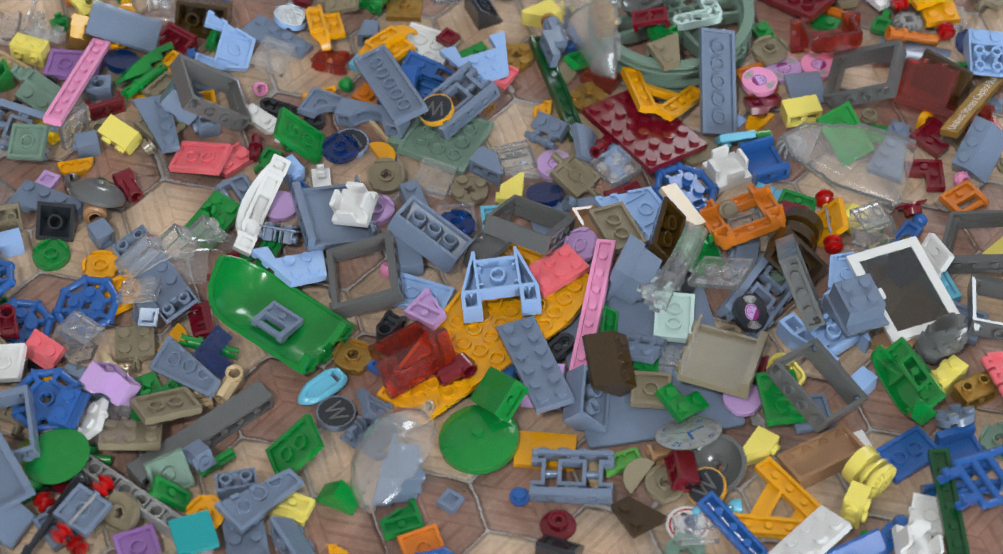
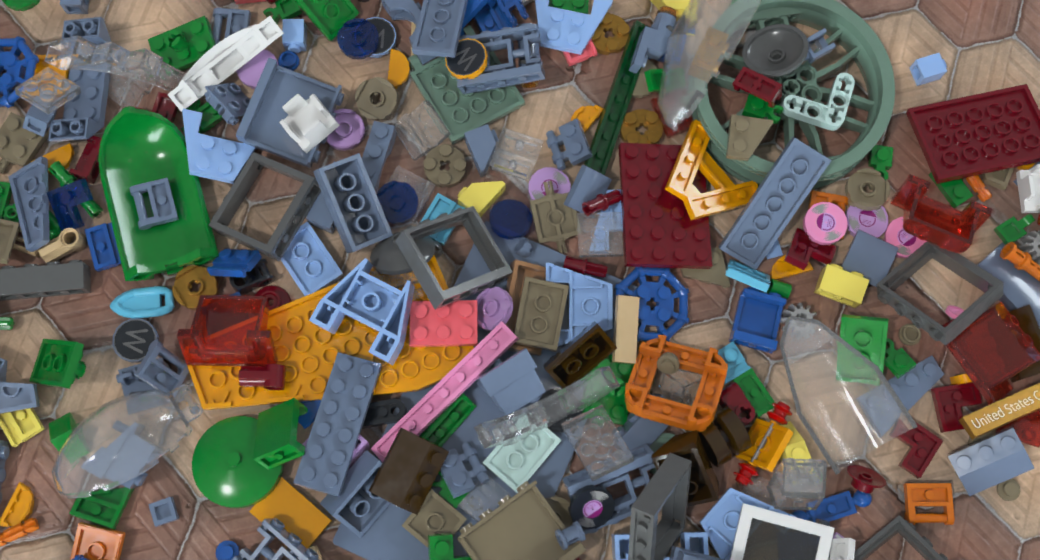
camera: 30 degrees right, 25 degrees up
(100, 264) = (48, 29): light orange tile -> none
(263, 368) = (103, 246): none -> blue plate
(321, 176) = (317, 63): white plate -> none
(376, 317) = (234, 263): none -> blue plate
(426, 310) = (292, 285): lavender wing -> none
(727, 168) = (713, 305): white panel -> none
(750, 332) = (570, 535): none -> sand blue bush
(960, 177) = (946, 476): bright pink plate -> none

